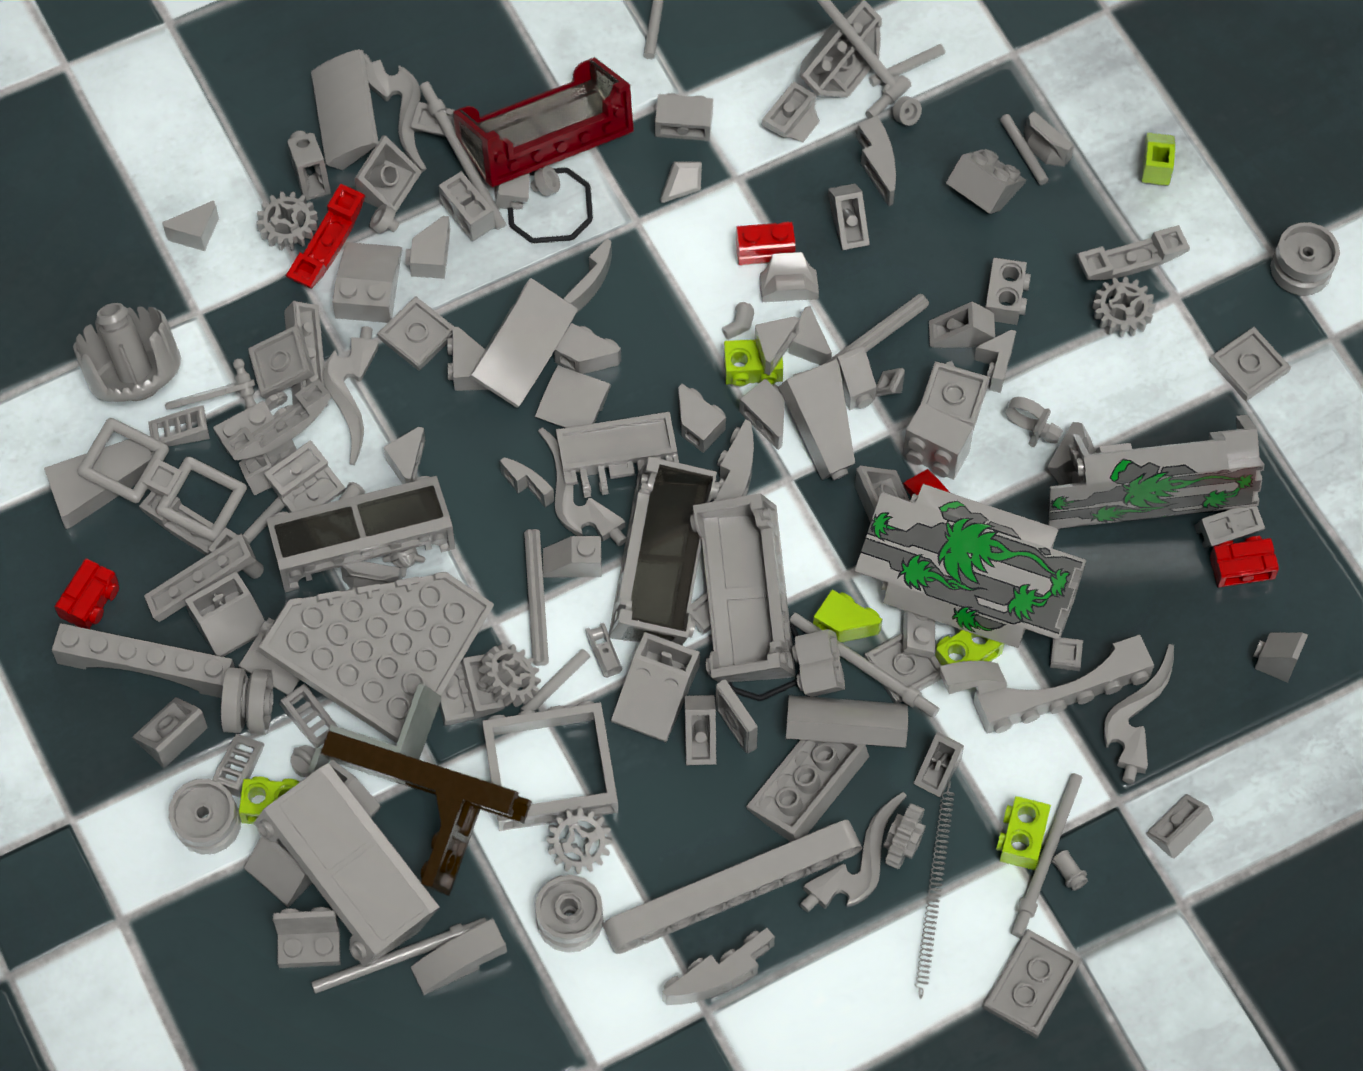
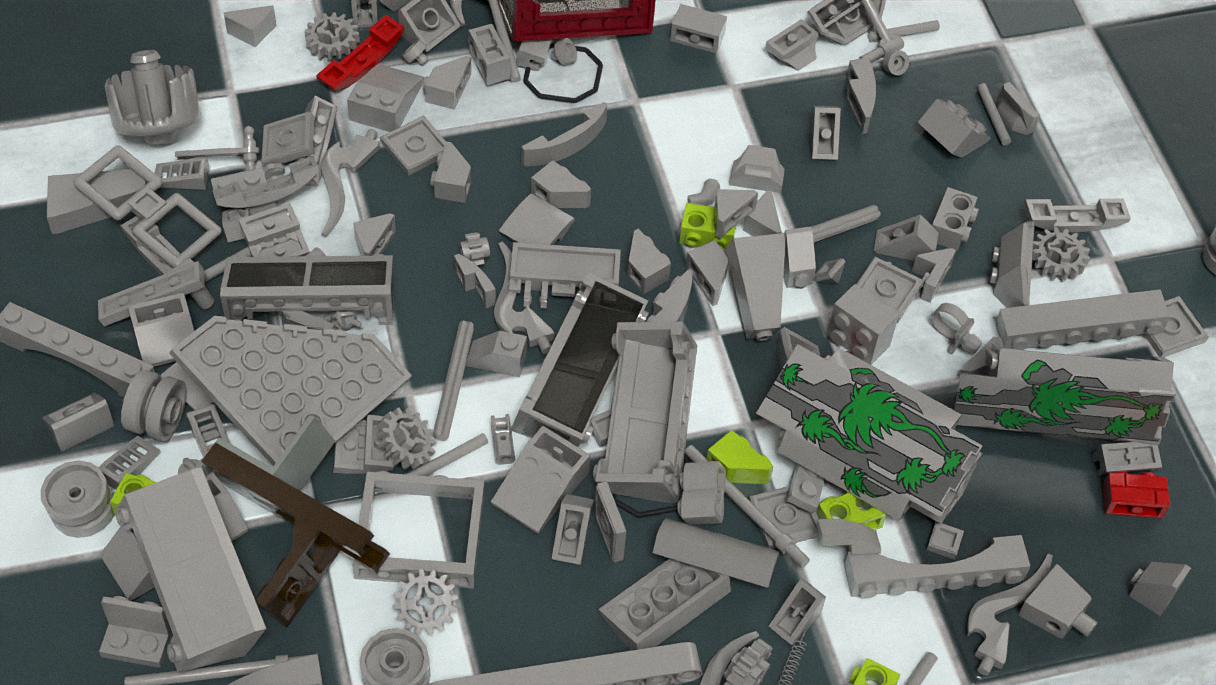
camera: 10 degrees right, 10 degrees down
(87, 594) = (47, 287): red brick -> none
(517, 445) = (475, 248): none -> light grey gear
(524, 343) = (504, 165): light grey slope -> none
(682, 180) = (684, 75): light grey piece -> none
(758, 242) = (739, 132): red brick -> none
(1079, 336) = (1013, 266): none -> light grey wedge
(1158, 158) = (1114, 144): lime slope -> none
(1159, 381) = (1083, 320): none -> light grey brick
(1189, 696) = (1059, 605): none -> light grey torso

